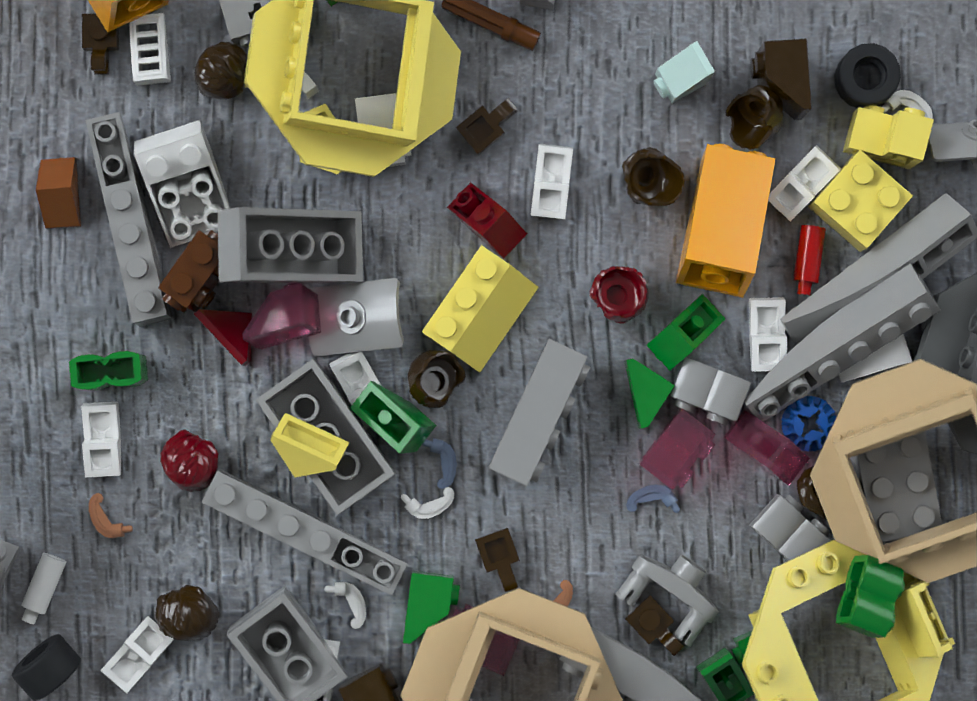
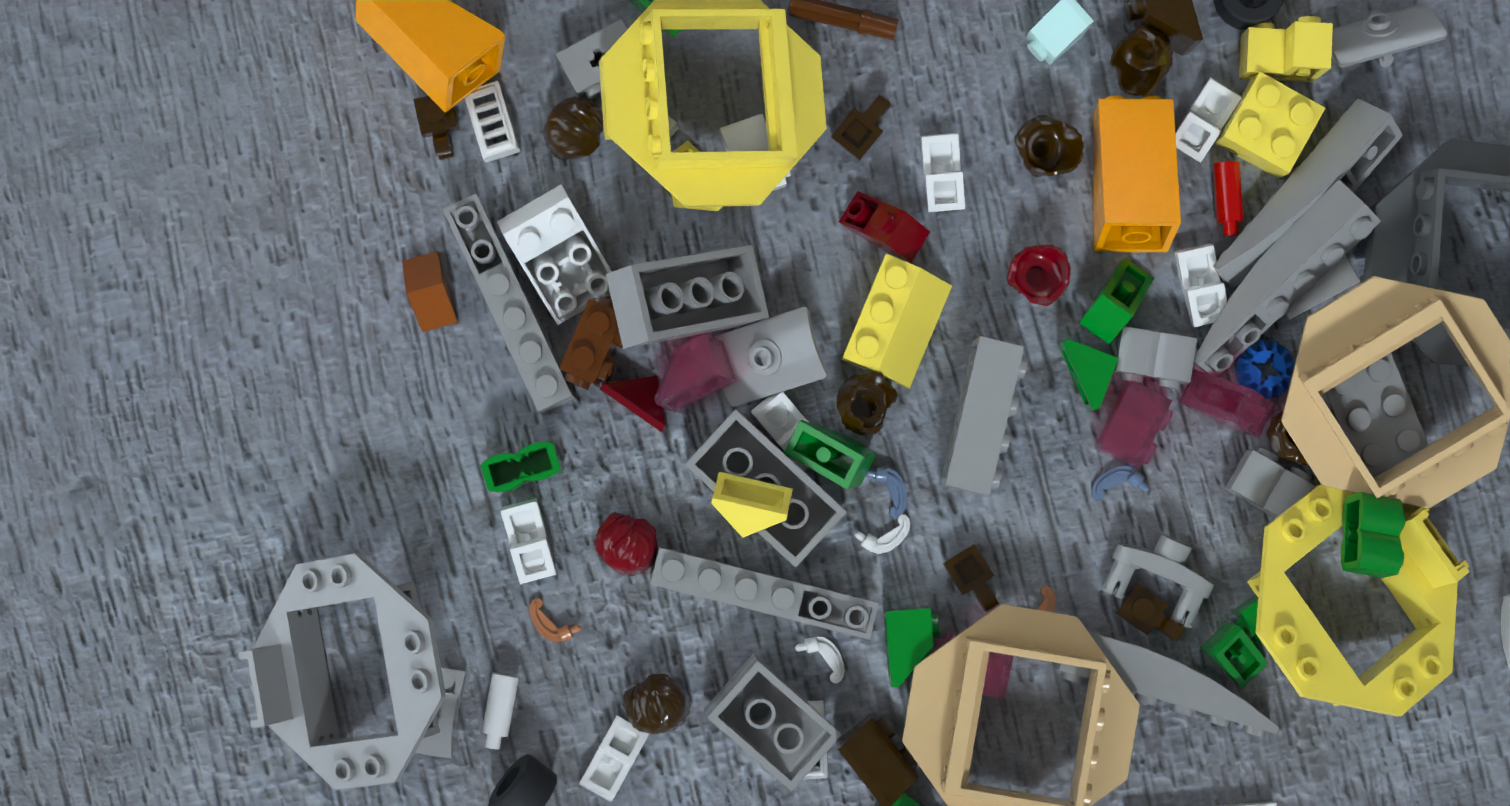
camera: 15 degrees left, 0 degrees up
(909, 100) = (1295, 9): white piece -> none

